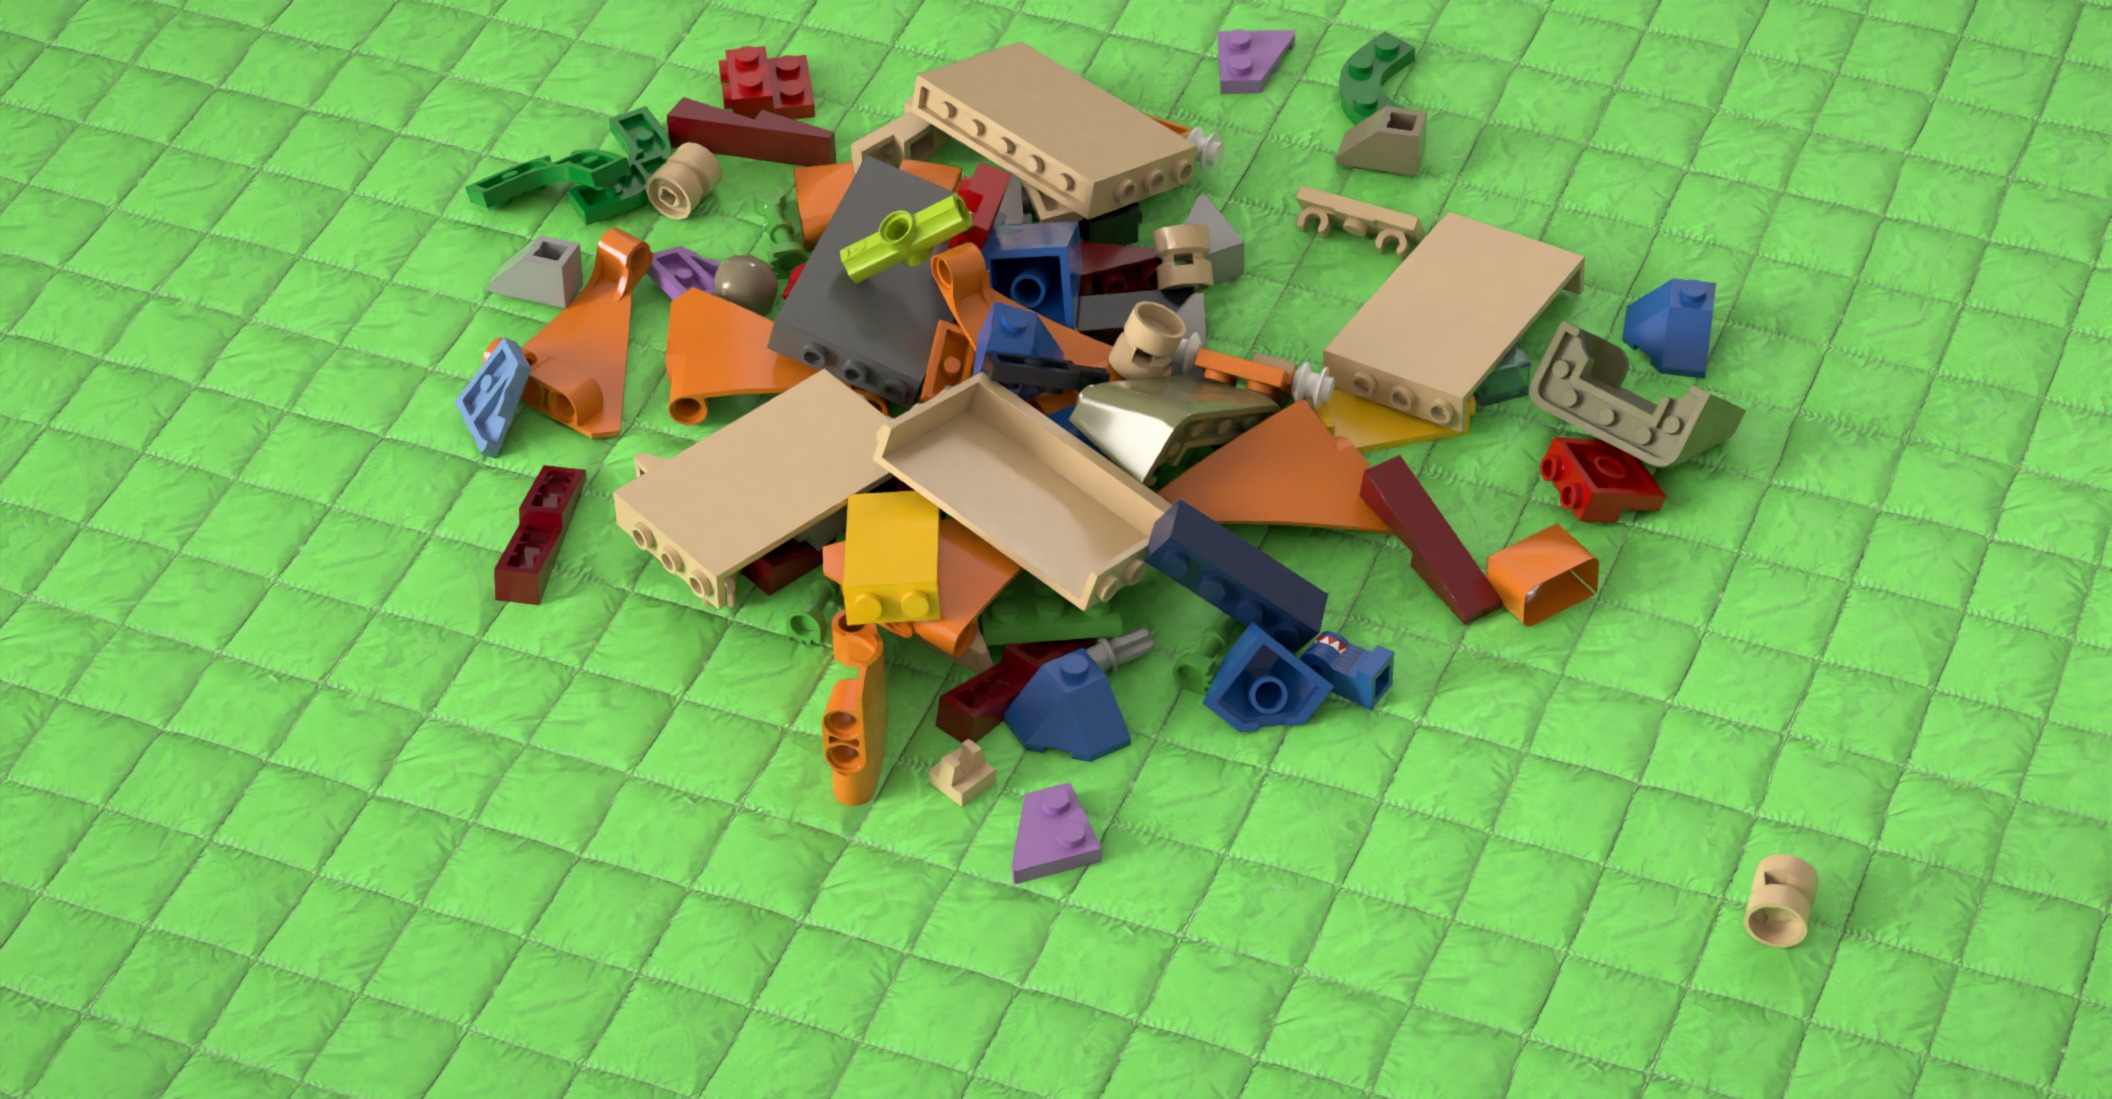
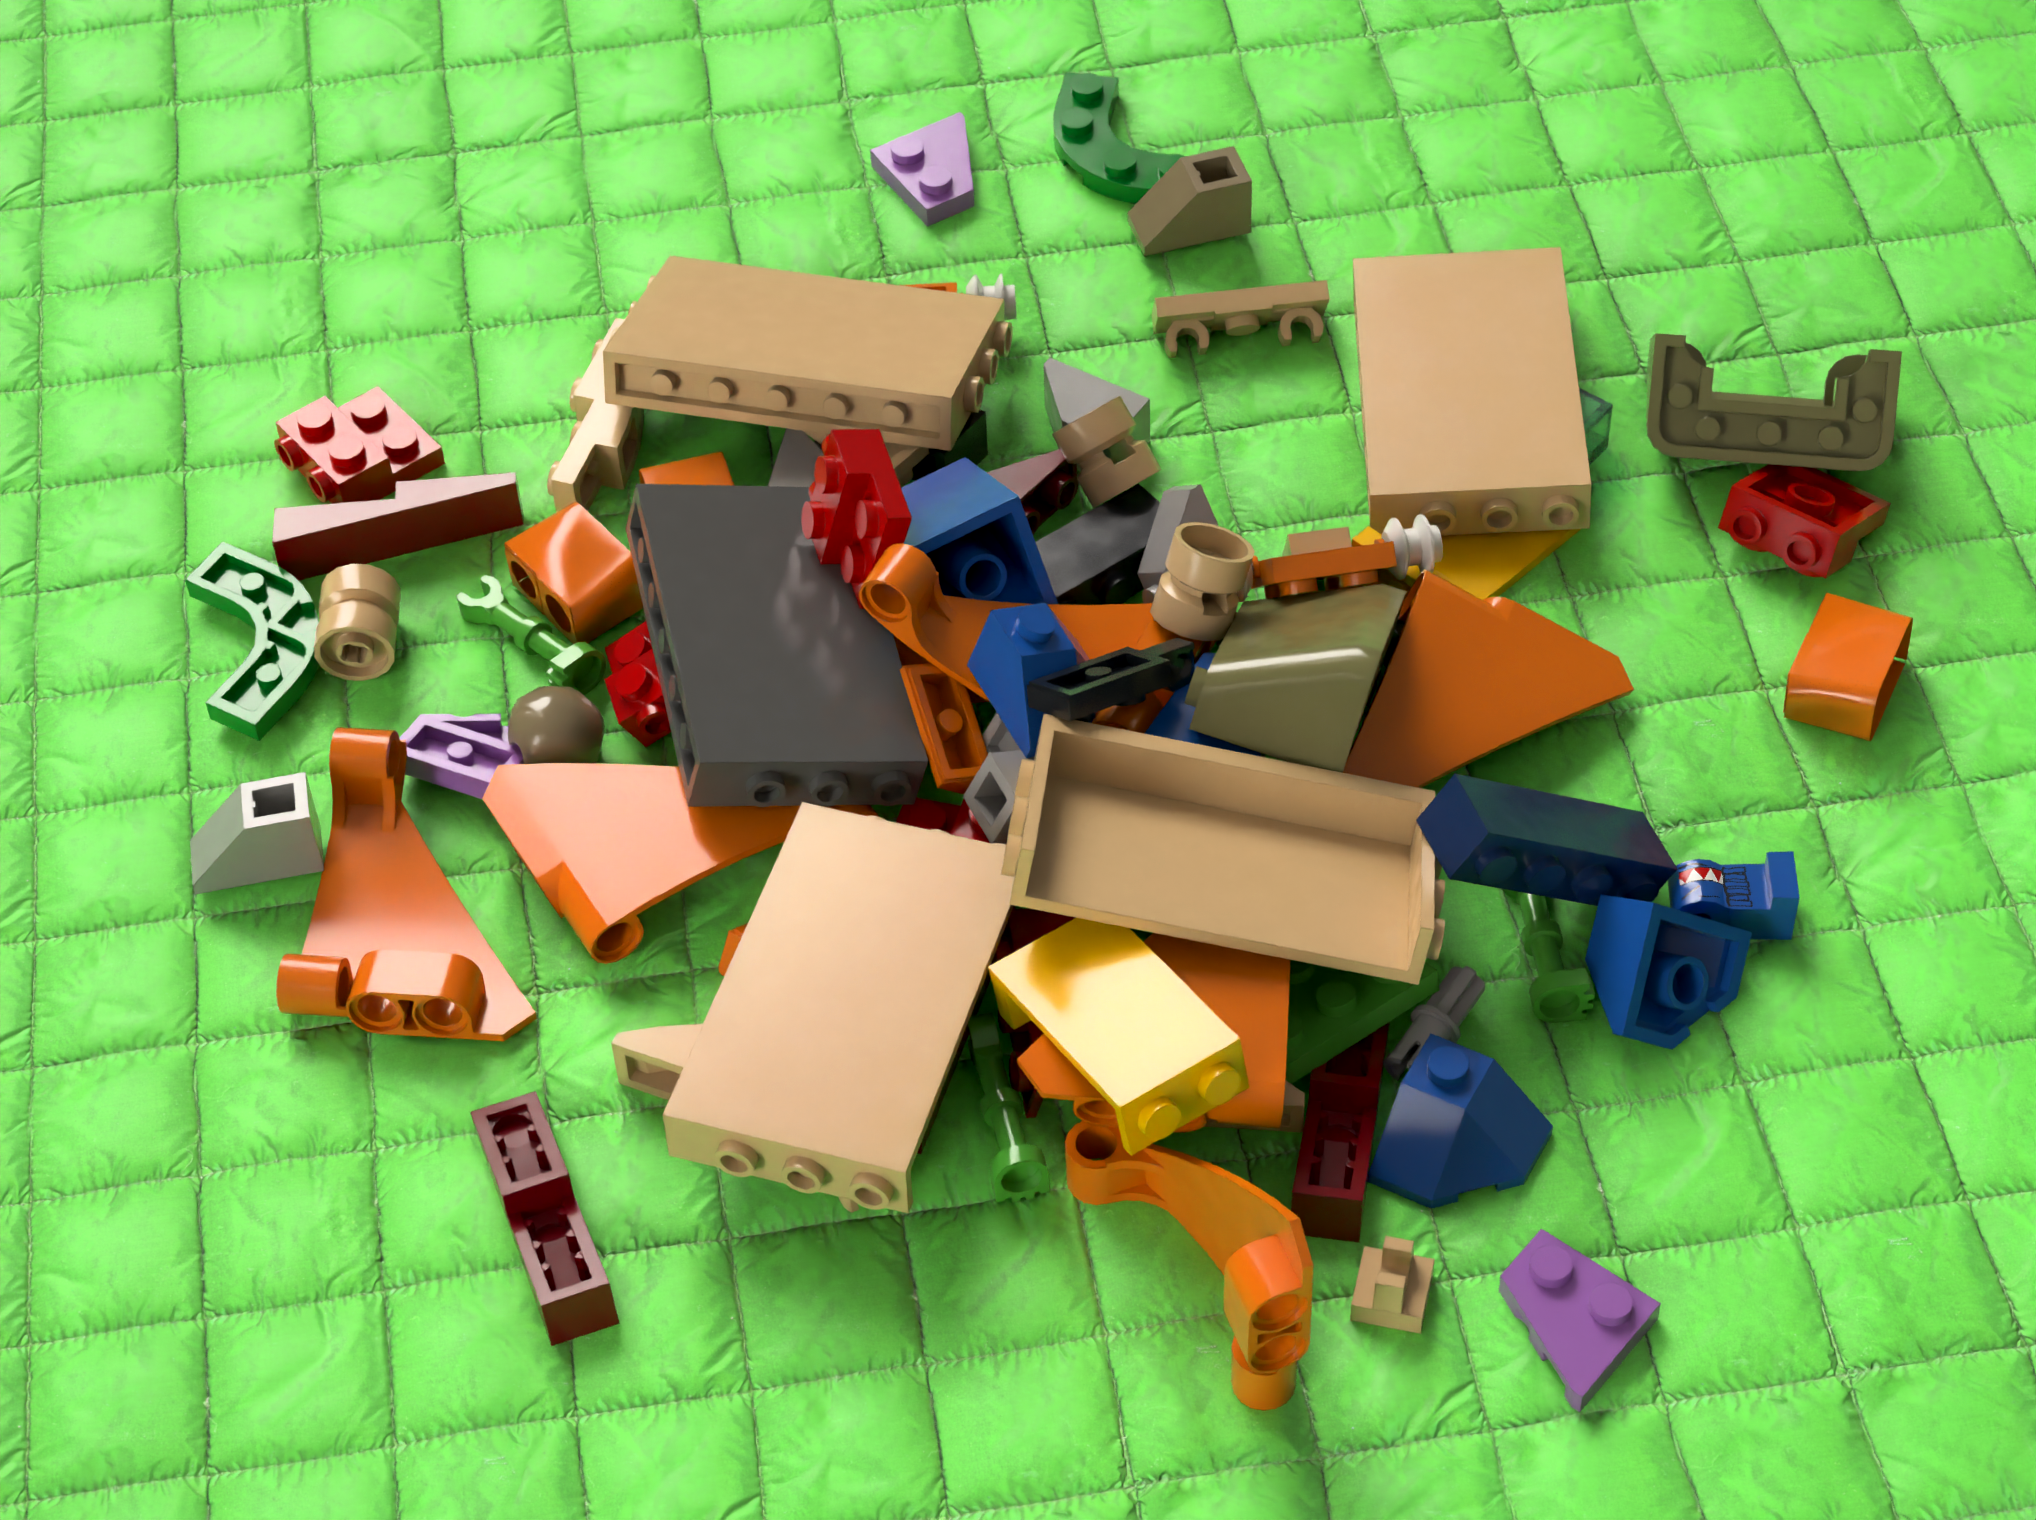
camera: 30 degrees left, 5 degrees up
(493, 396) = (339, 1045): medium blue wing -> none
(586, 167) = (206, 661): green plate -> none
(906, 238) = (779, 601): lime piece -> none
(1437, 551) = (1715, 699): dark red slope -> none
(1673, 326) = (1708, 288): blue slope -> none

